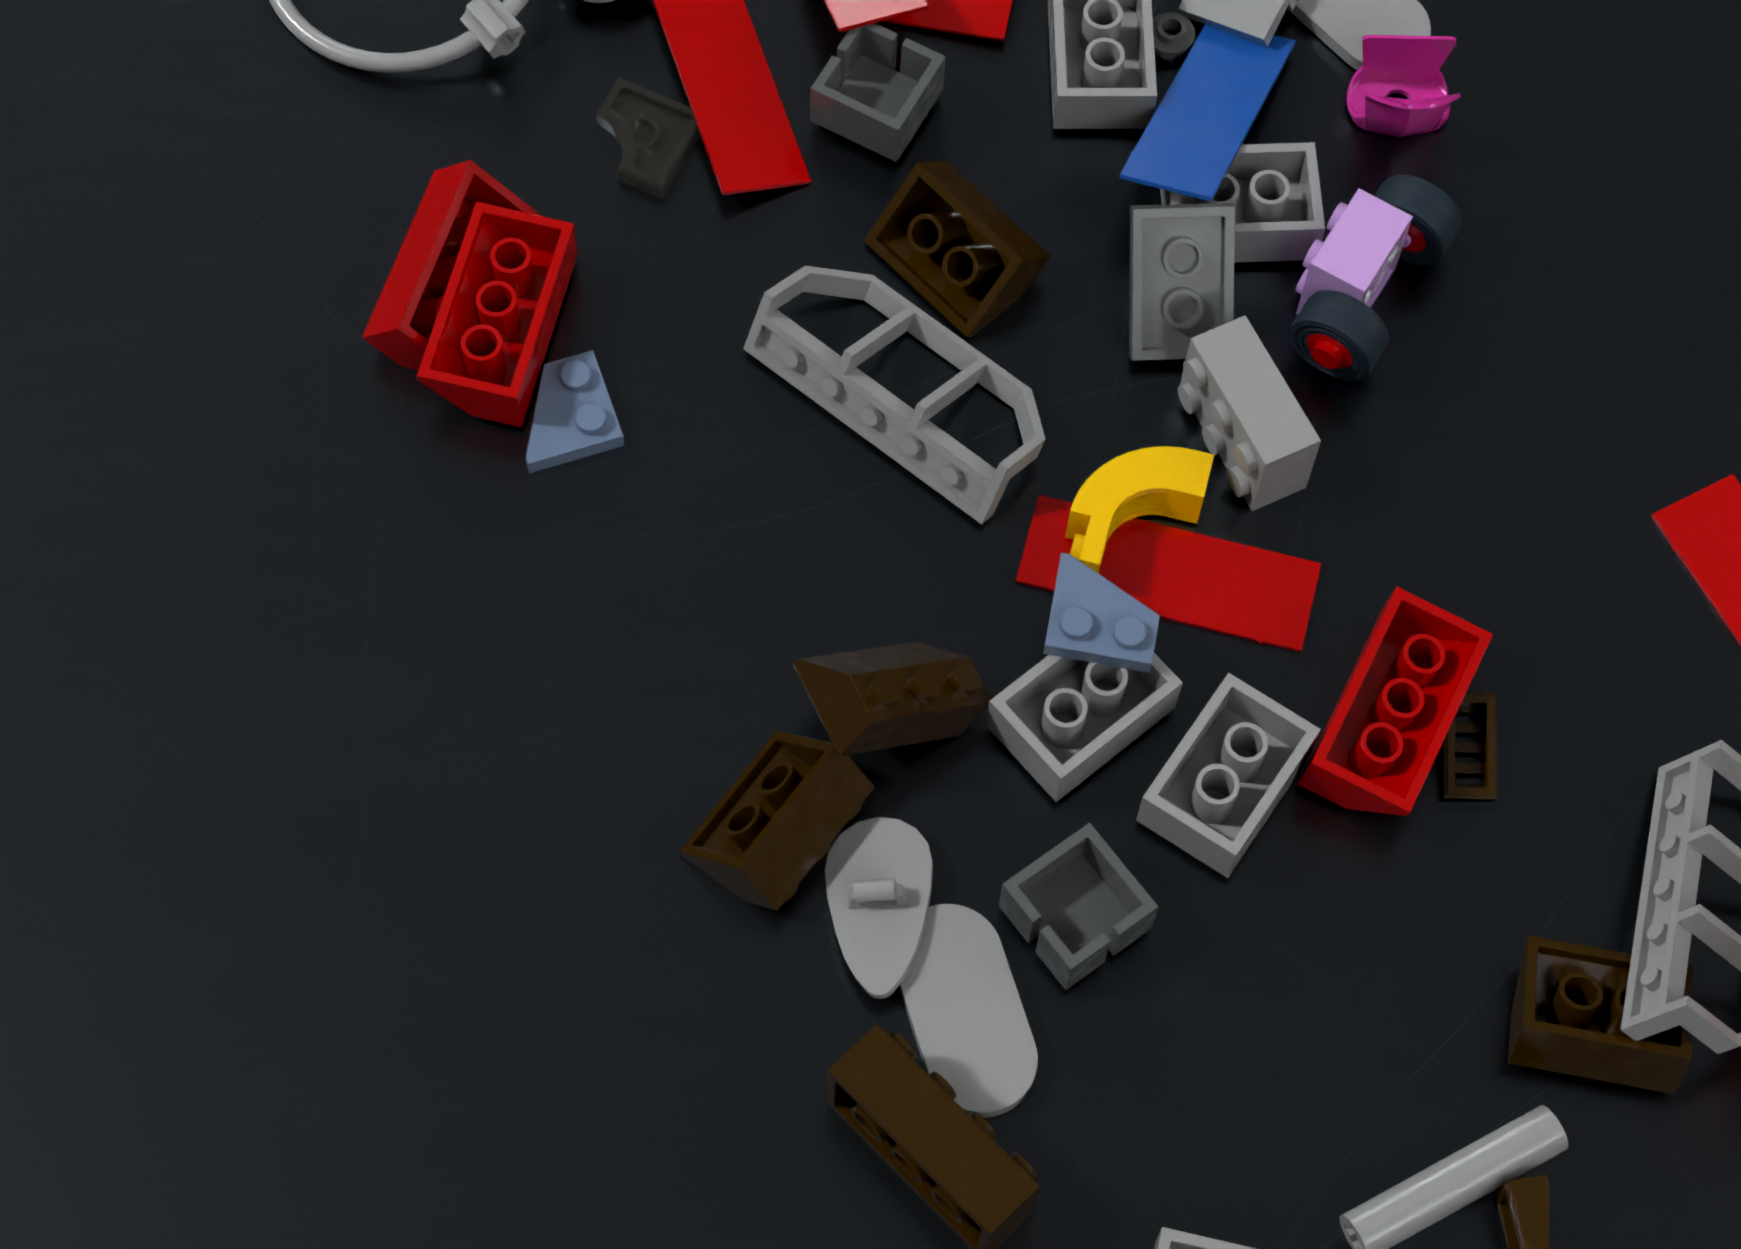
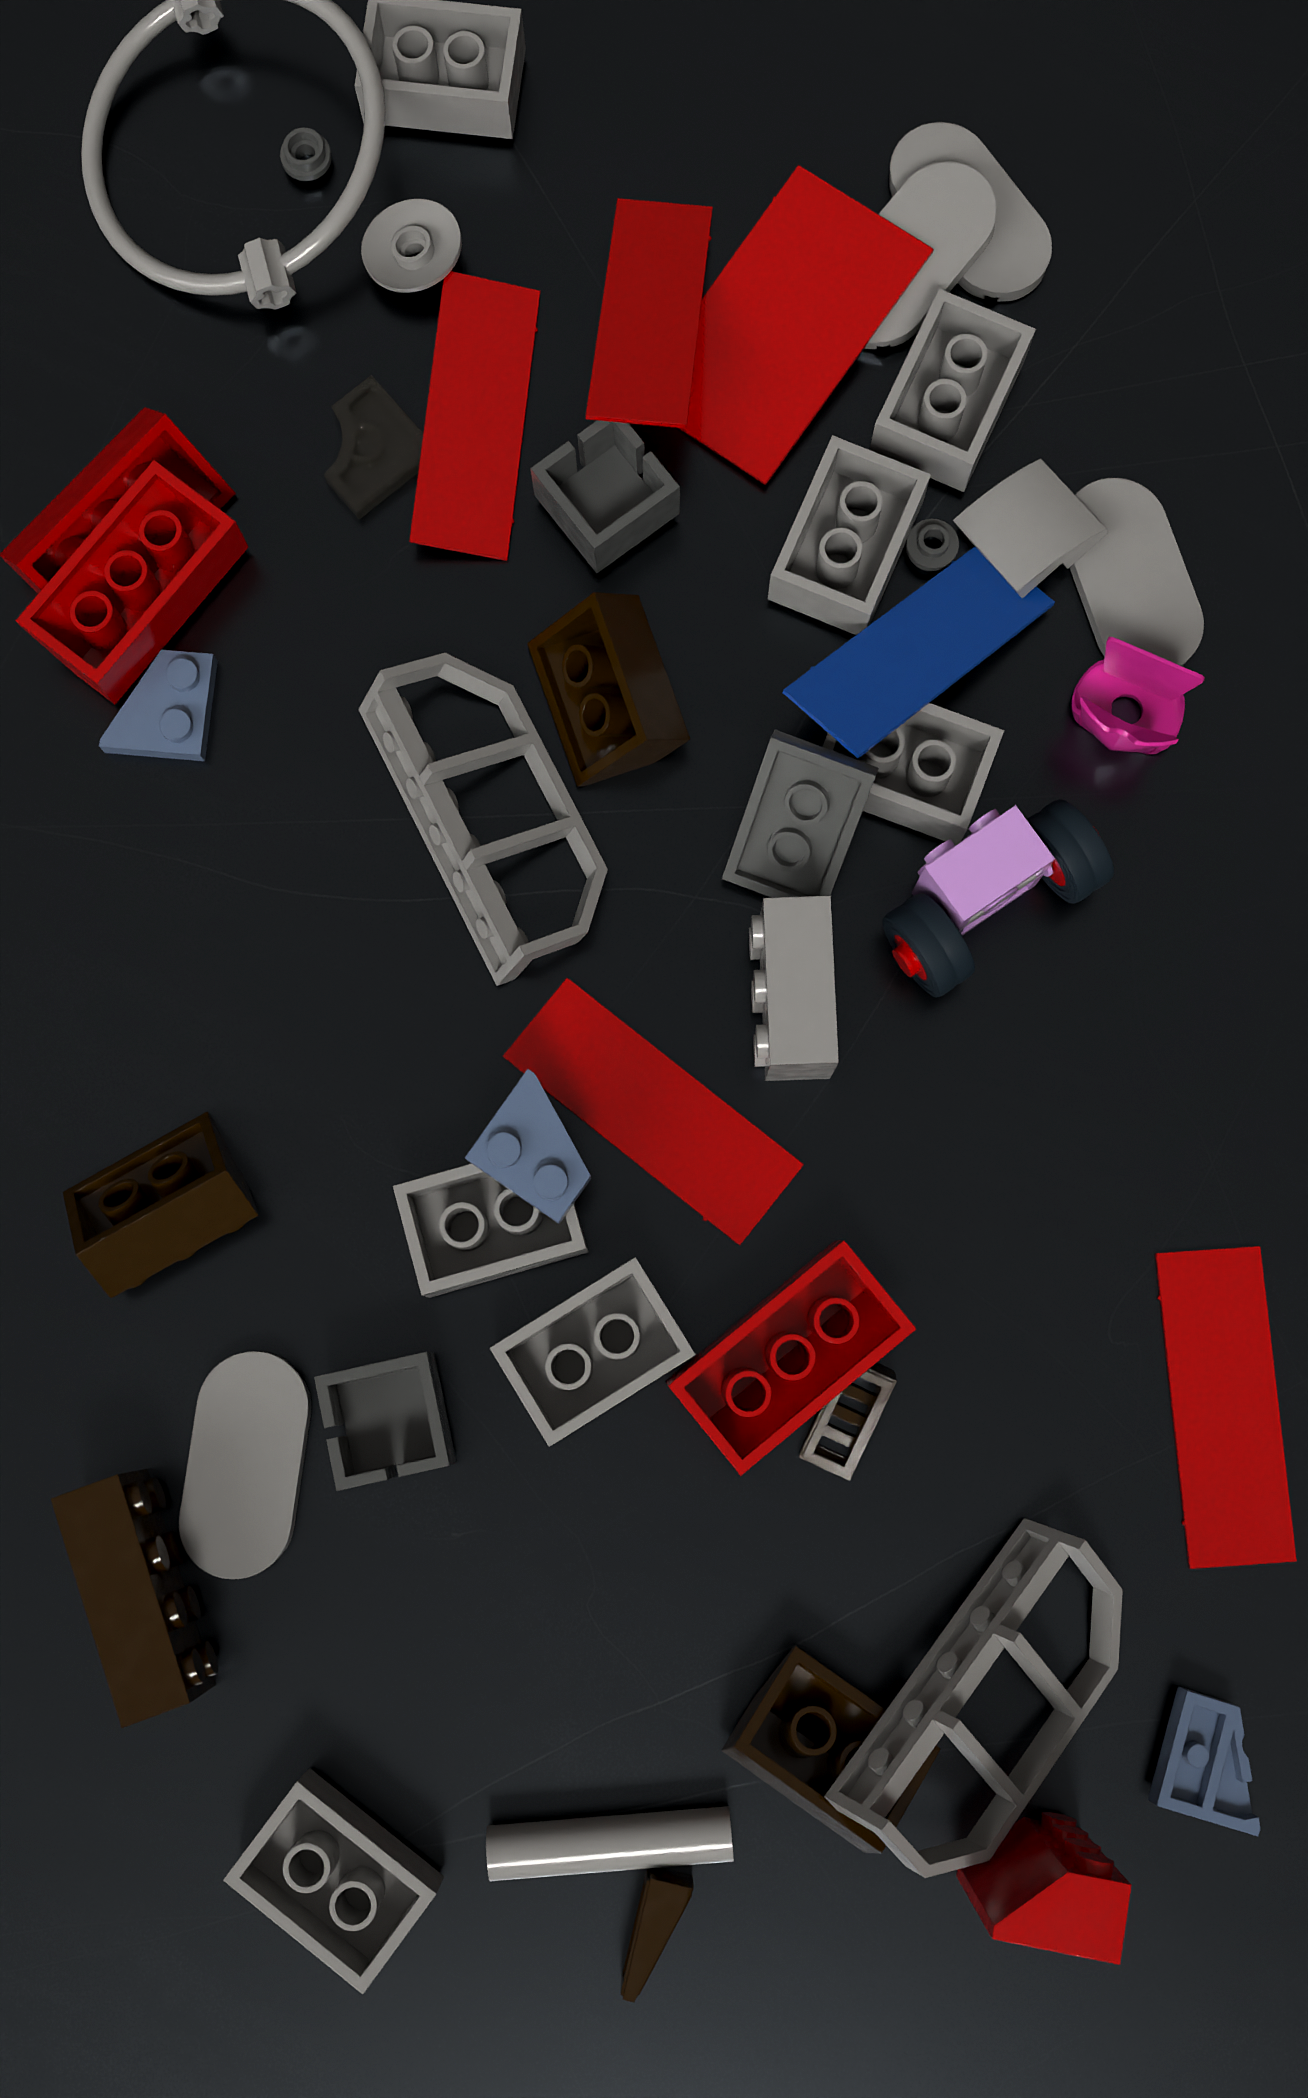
camera: 30 degrees right, 15 degrees up
(879, 899) = (217, 1323): light grey shield -> none
(893, 695) = (308, 1131): dark brown slope -> none
(1133, 485) = (643, 1011): yellow arch -> none

